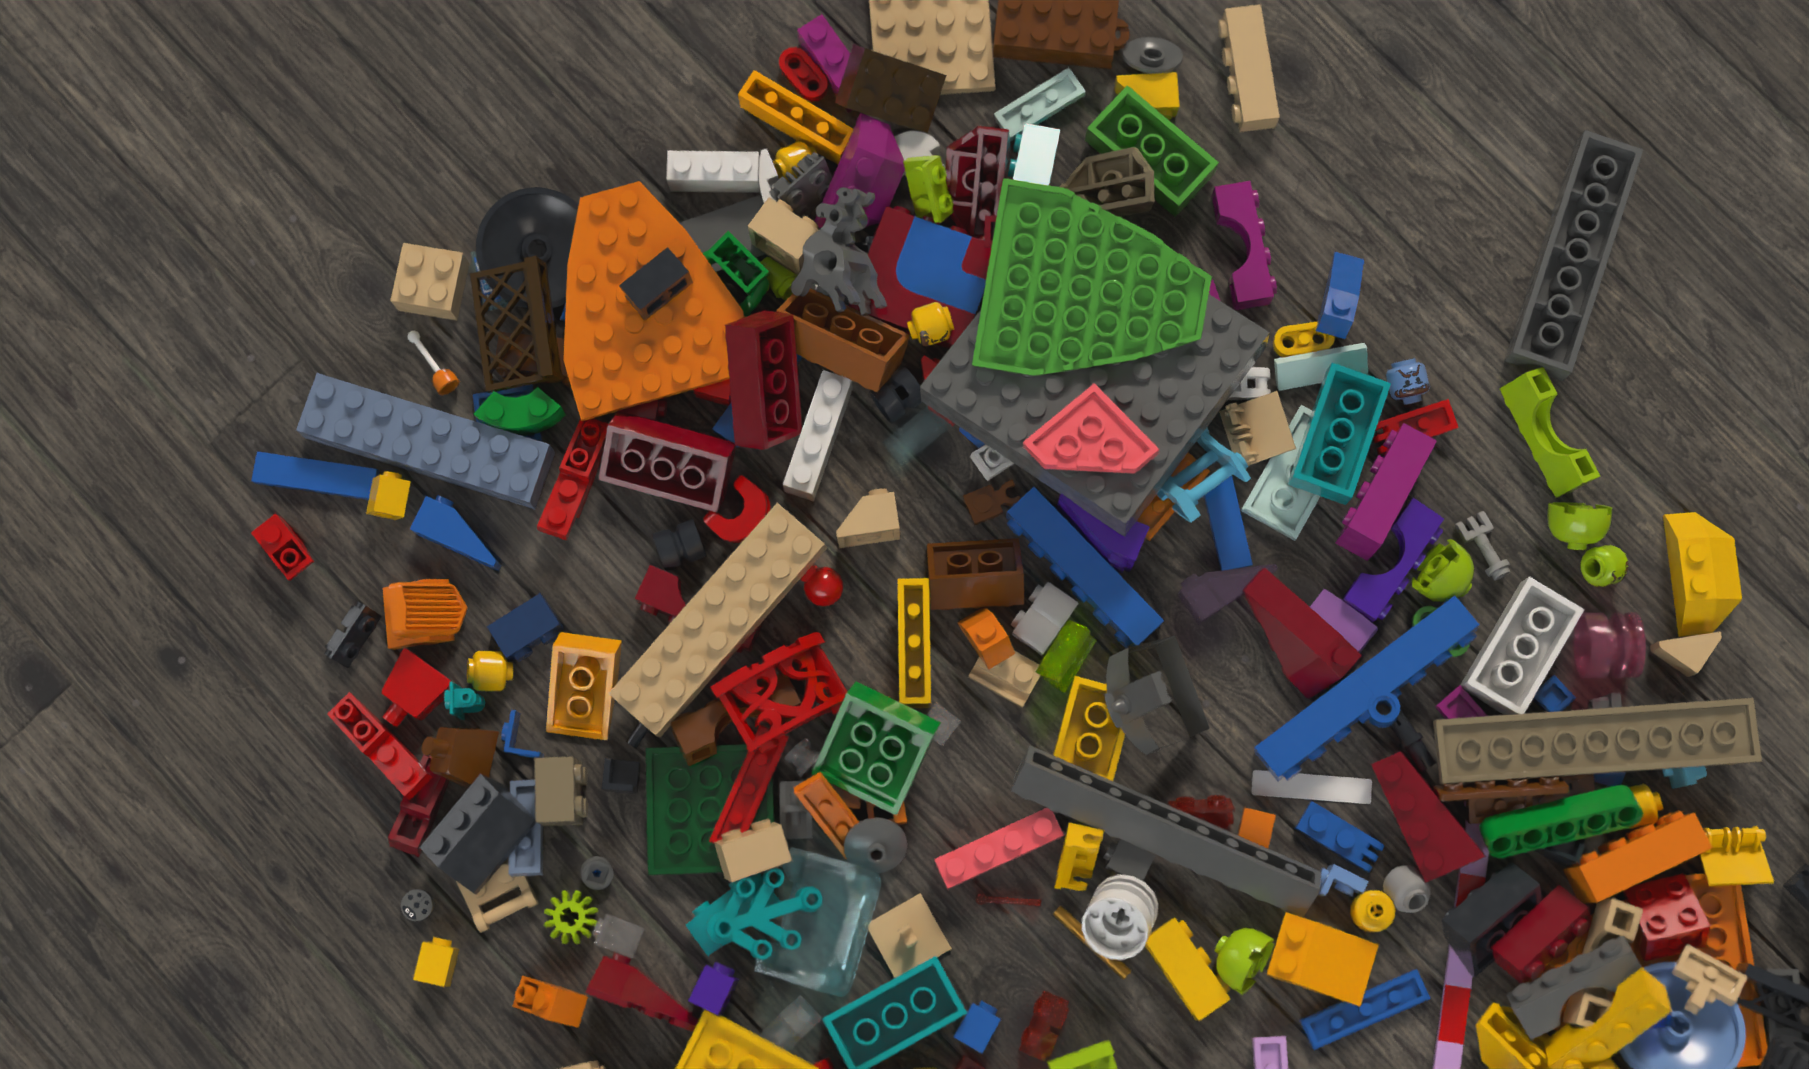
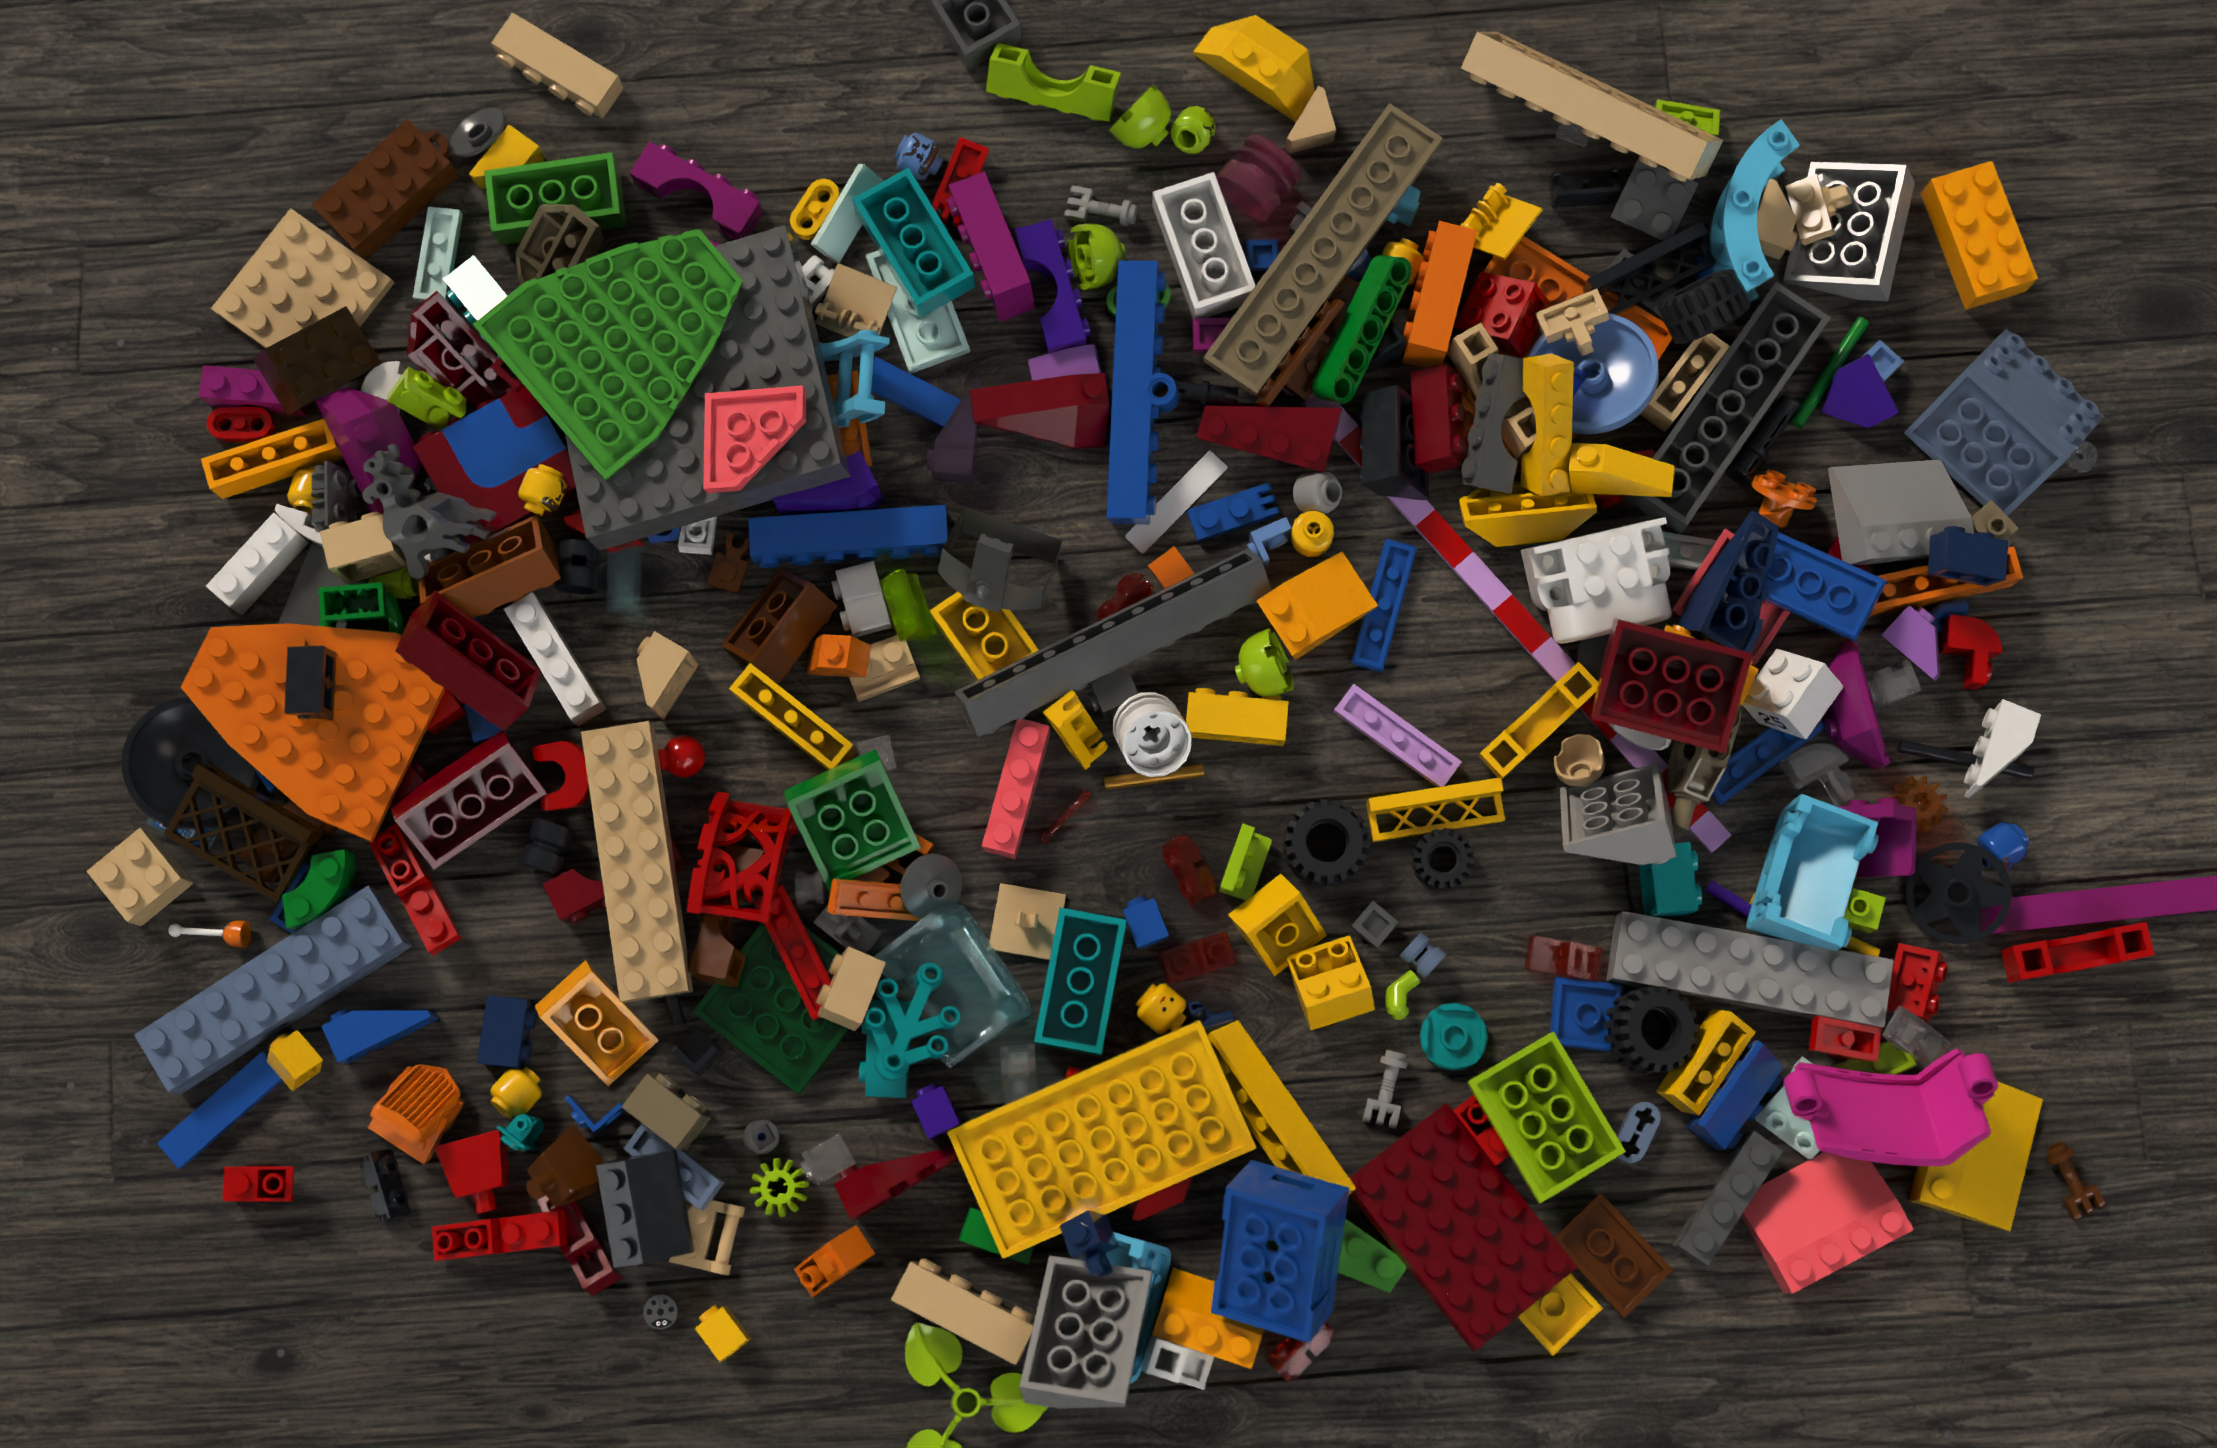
camera: 50 degrees left, 0 degrees up
(1340, 295) = (805, 150): blue slope -> none

